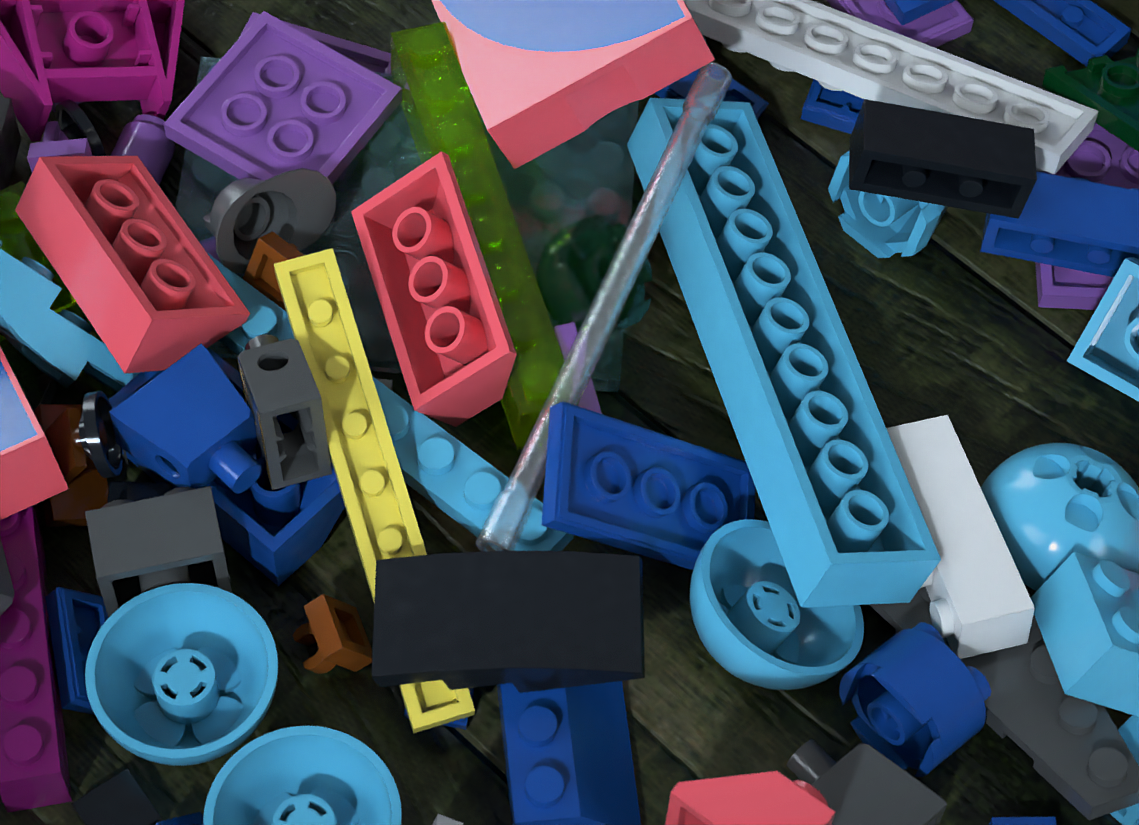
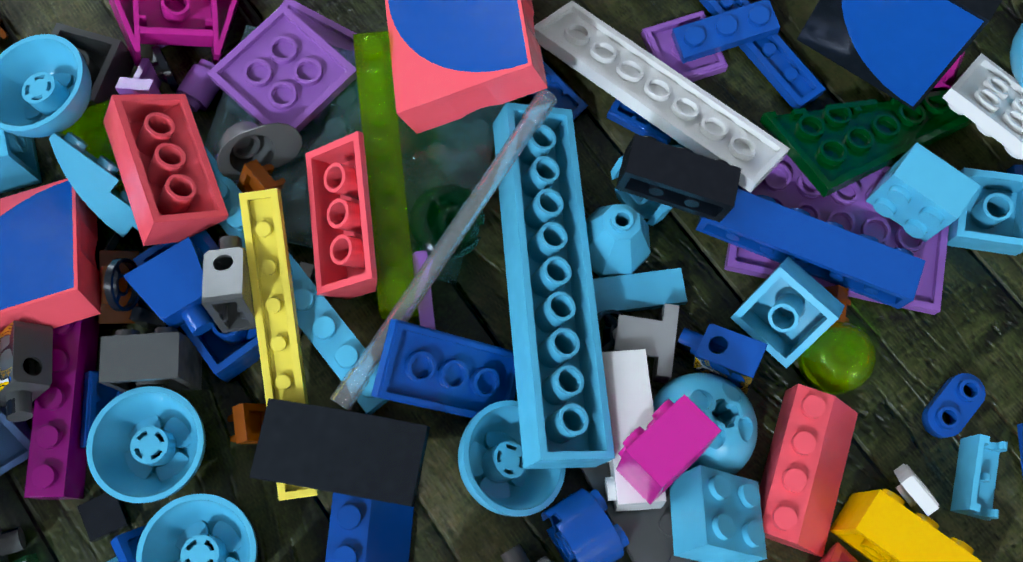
camera: 10 degrees right, 15 degrees up
(868, 277) = (617, 240): none -> medium azure cone
(922, 354) = (640, 291): none -> medium azure tile
(961, 399) = (642, 333): none -> light grey piece
(1018, 517) = (667, 448): none -> dark pink brick
(1071, 407) = (737, 357): none -> blue torso

